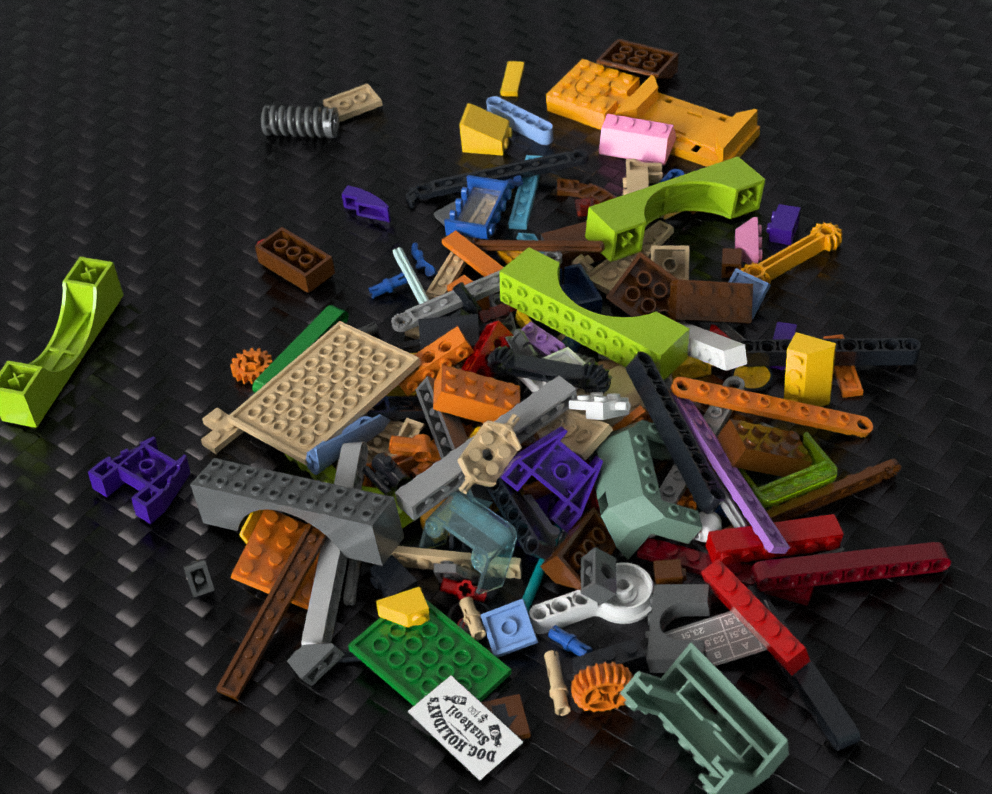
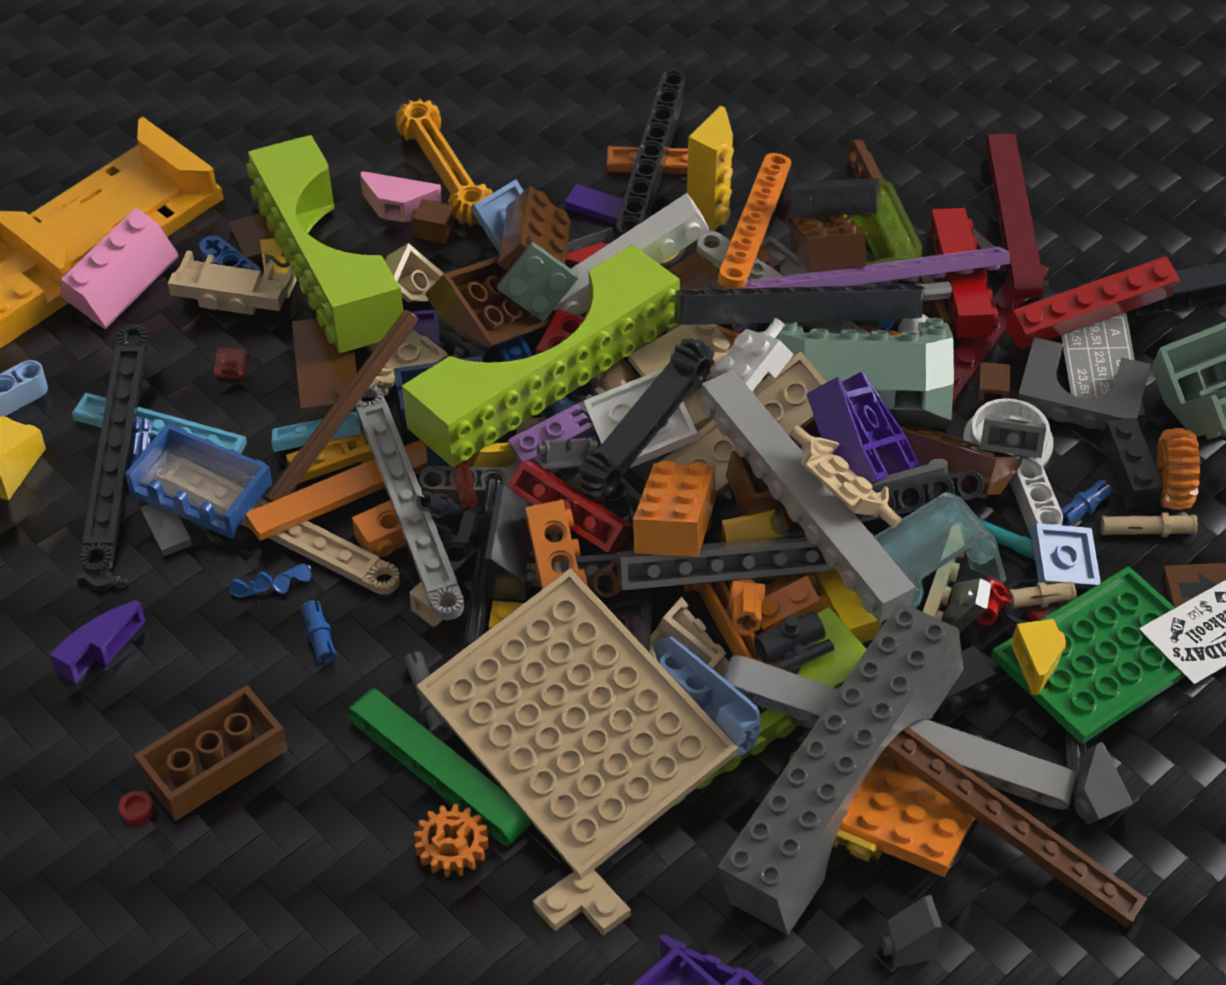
camera: 85 degrees left, 5 degrees up
(410, 275) = (325, 592): light aqua axle -> none
(576, 189) = (204, 347): reddish brown tile -> none
(666, 300) = (537, 281): none -> sand green plate
(784, 224) = (375, 153): dark purple brick -> none
(797, 440) = (836, 197): none -> black brick

